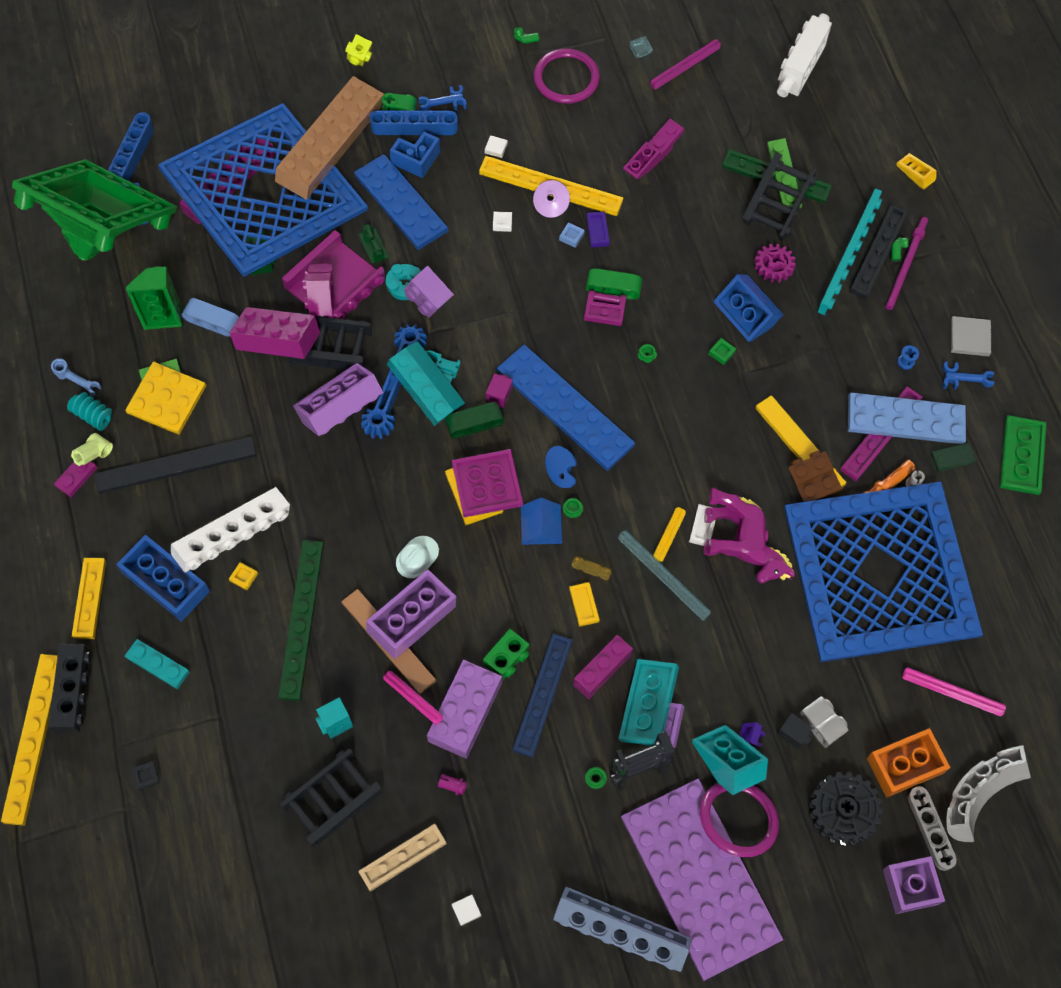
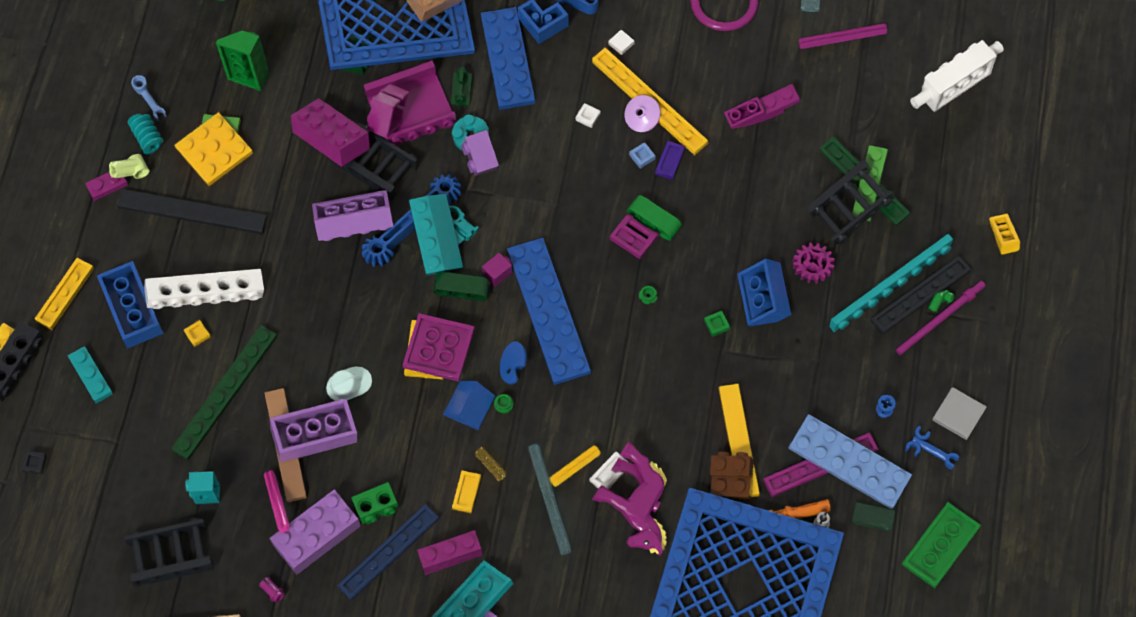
camera: 30 degrees right, 0 degrees up
(209, 316) = (286, 92): medium blue beam -> none

